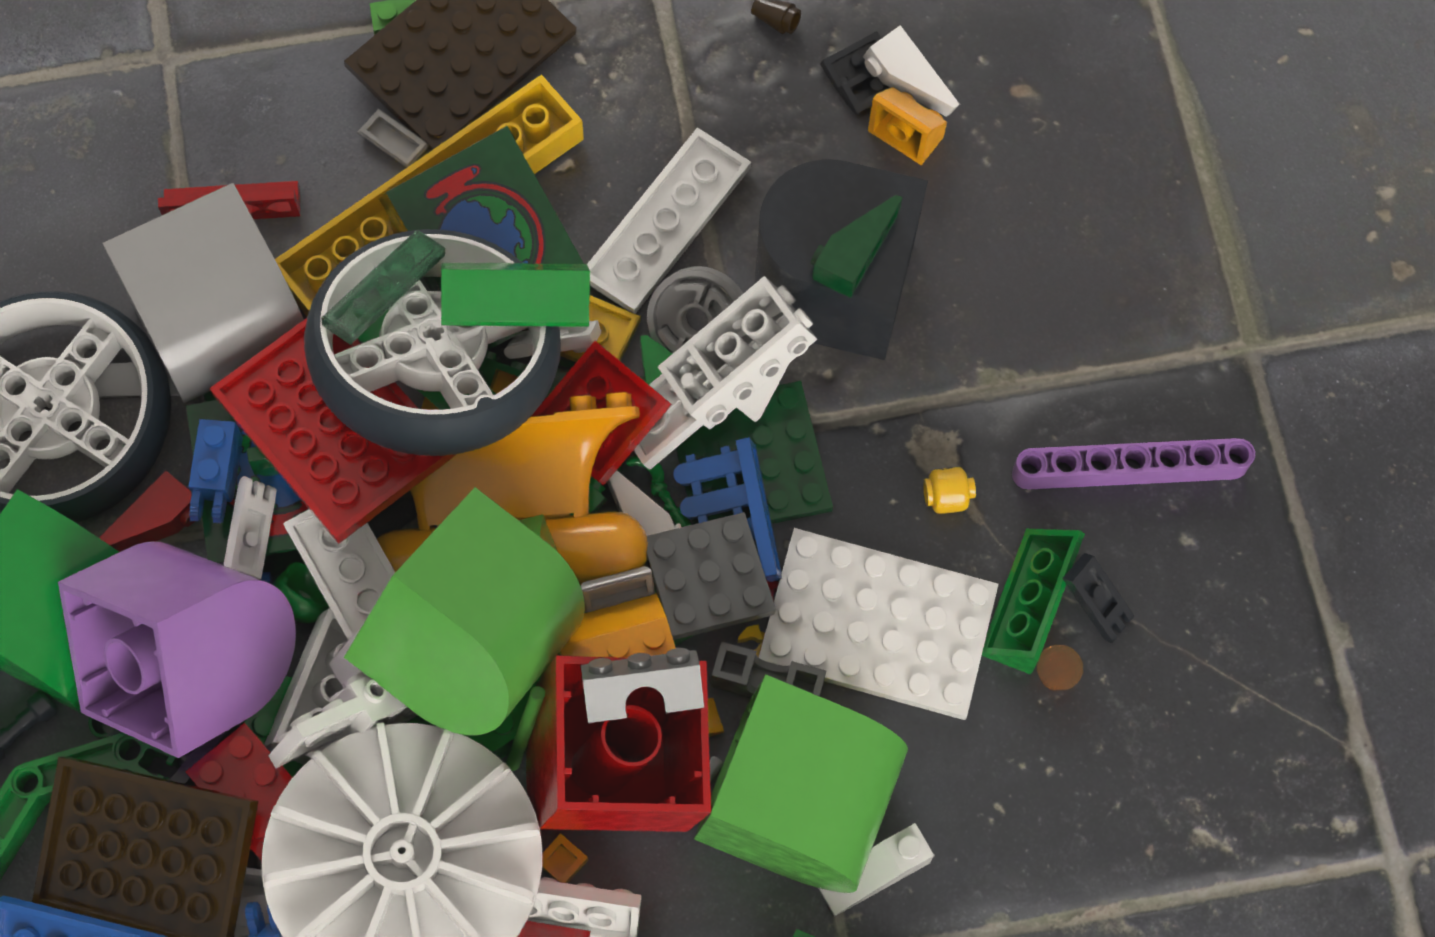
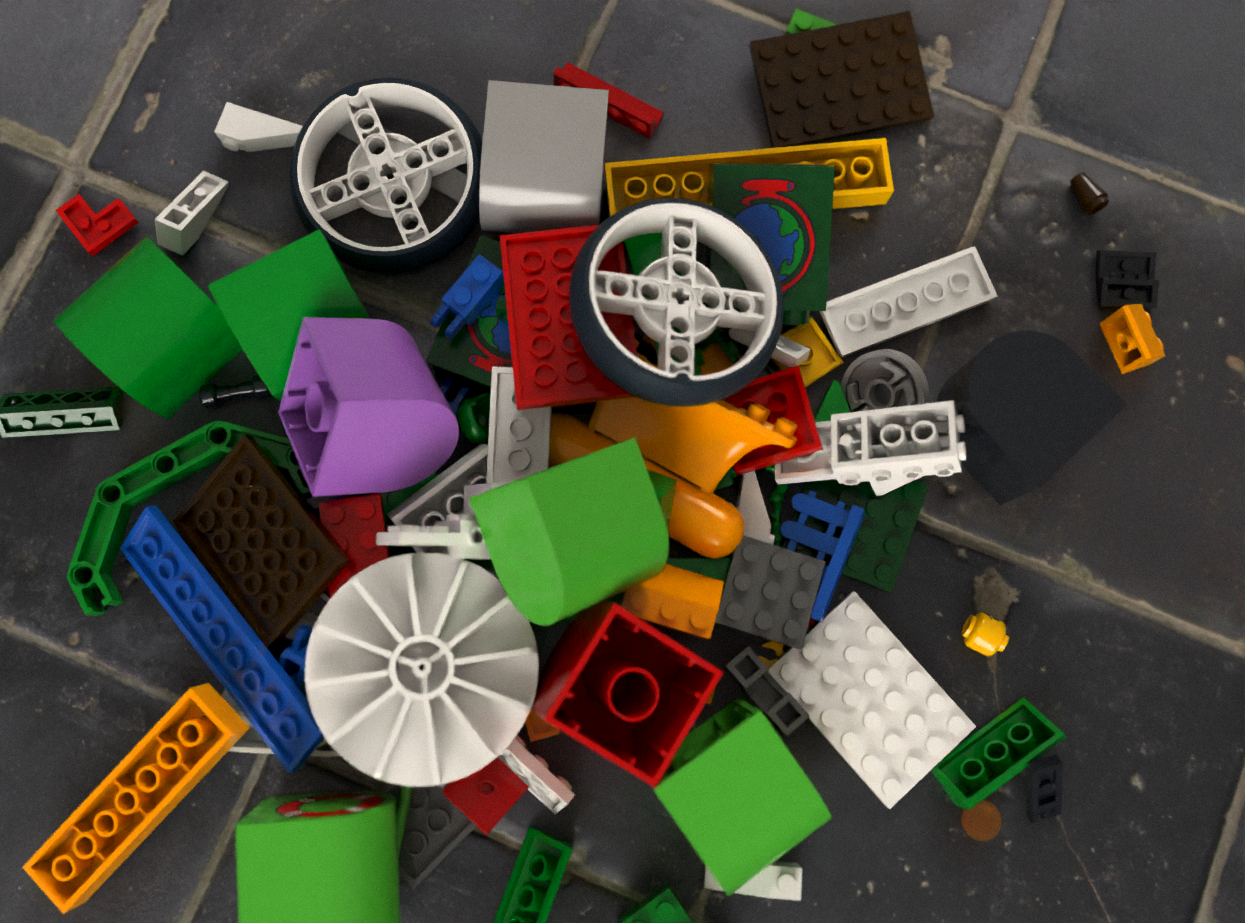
camera: 30 degrees right, 10 degrees up
(153, 516) = (413, 298): red slope -> none
(250, 527) = (467, 355): white hinge -> none
(383, 287) = (664, 240): clear green tile -> none
(393, 138) = (750, 121): light grey tile -> none
(515, 294) = (758, 305): green slope -> none
(525, 727) = (570, 622): bright green bar -> none
(611, 682) = (642, 651): arch -> none
(617, 588) = (698, 561): light grey tile -> none
(853, 248) = (1034, 424): dark green slope -> none
(904, 67) = (1159, 292): white slope -> none
(1146, 454) = (1149, 704): medium lavender beam -> none

